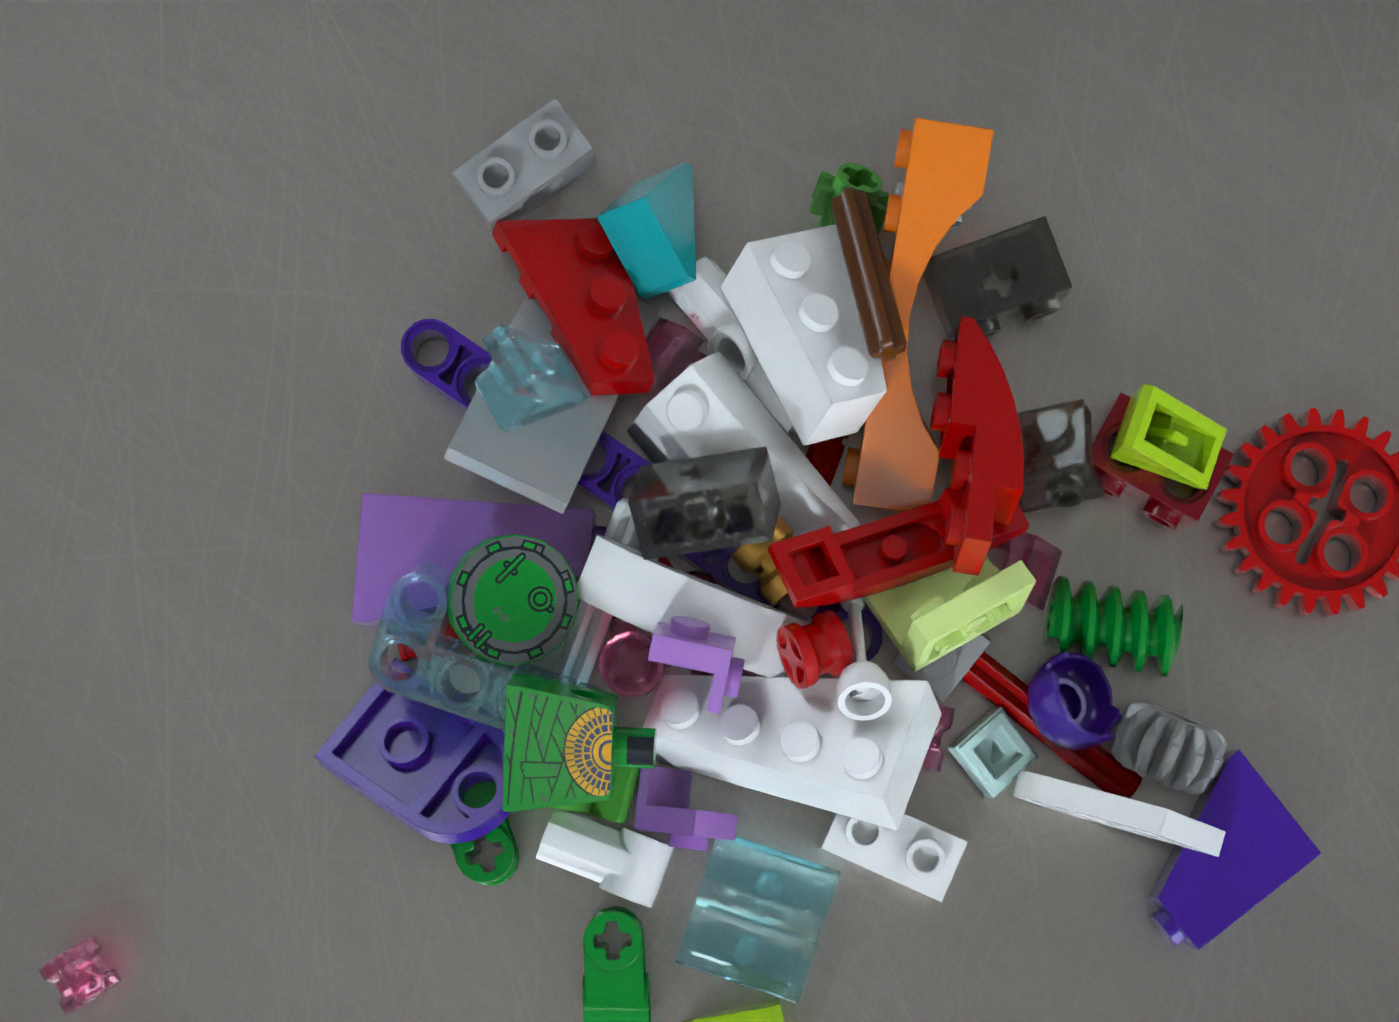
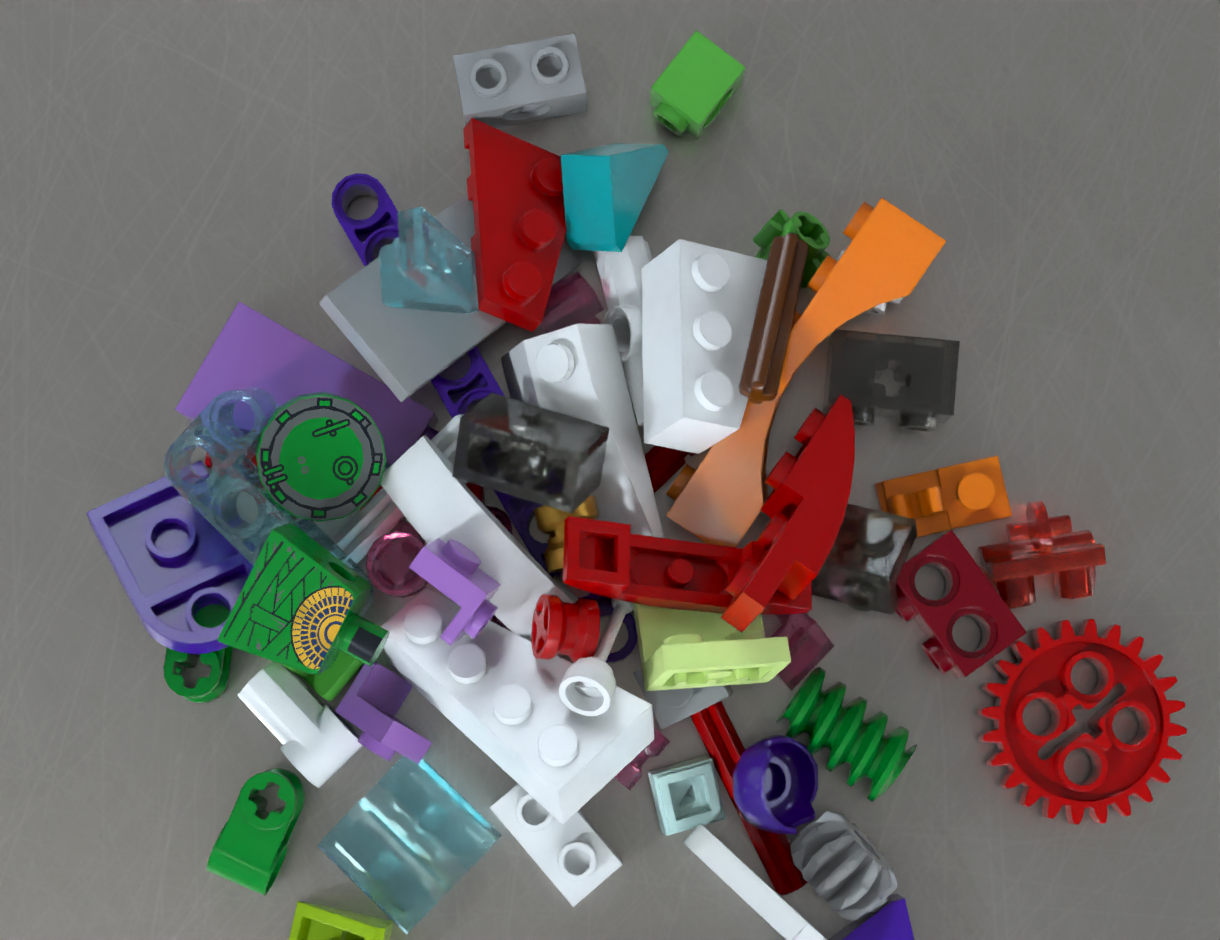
camera: 20 degrees right, 0 degrees up
(687, 95) = (695, 86): none -> bright green brick
(1101, 363) = (948, 496): none -> orange plate
(1168, 438) = (974, 591): lime slope -> none
(1215, 366) = (1040, 548): none -> clear red hips

